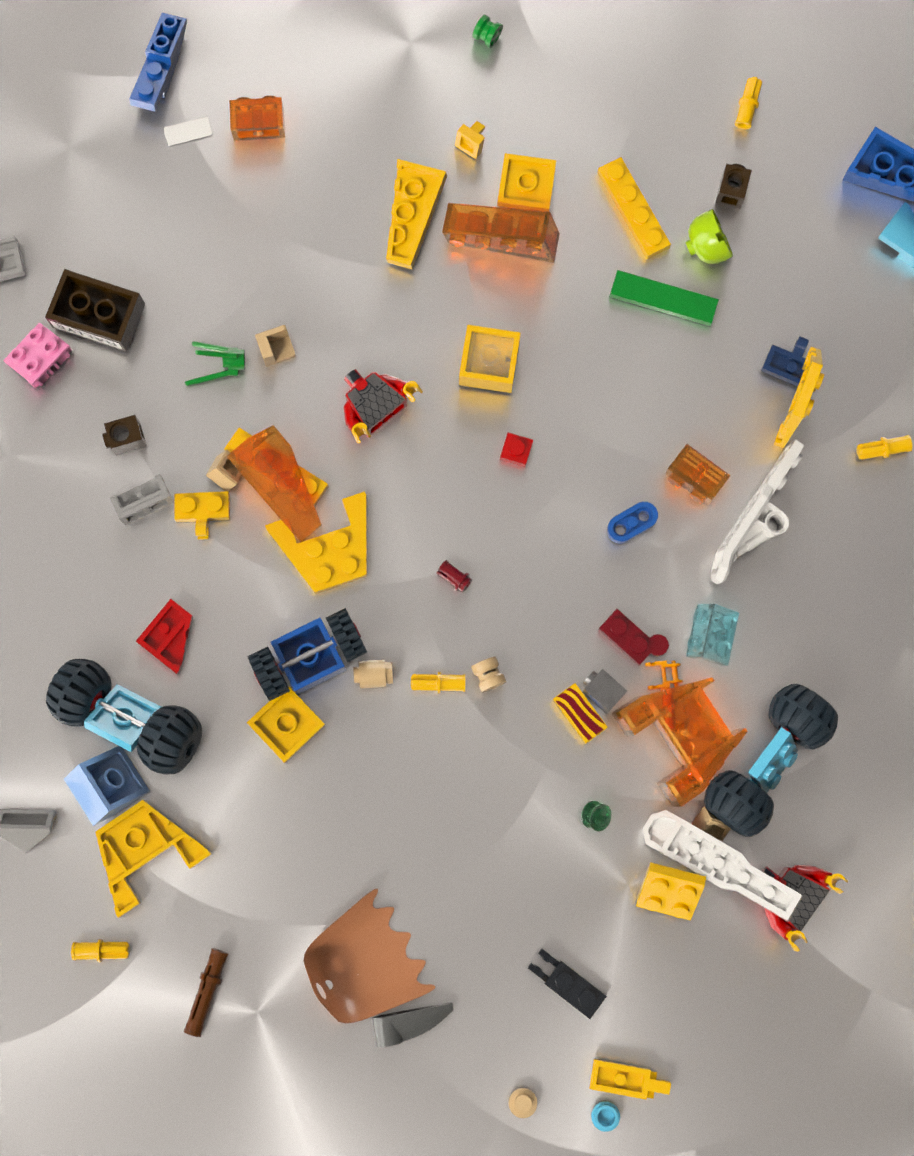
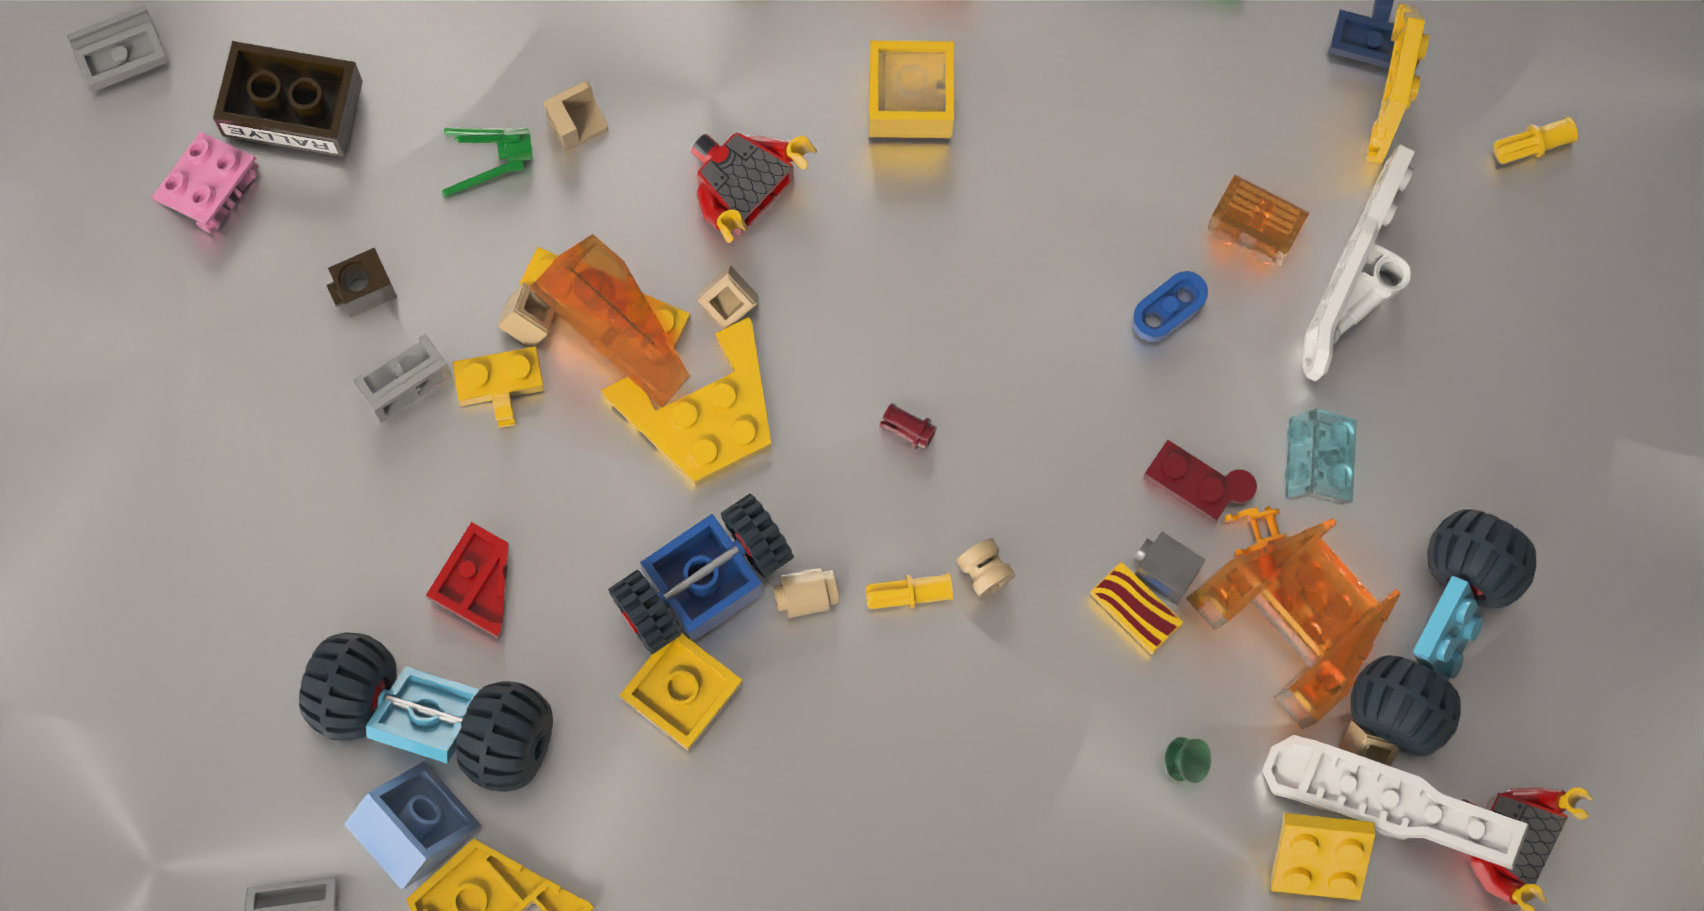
camera: 10 degrees left, 5 degrees down
(353, 477) = (727, 297): none -> tan slope
(516, 449) = (973, 222): red plate -> none

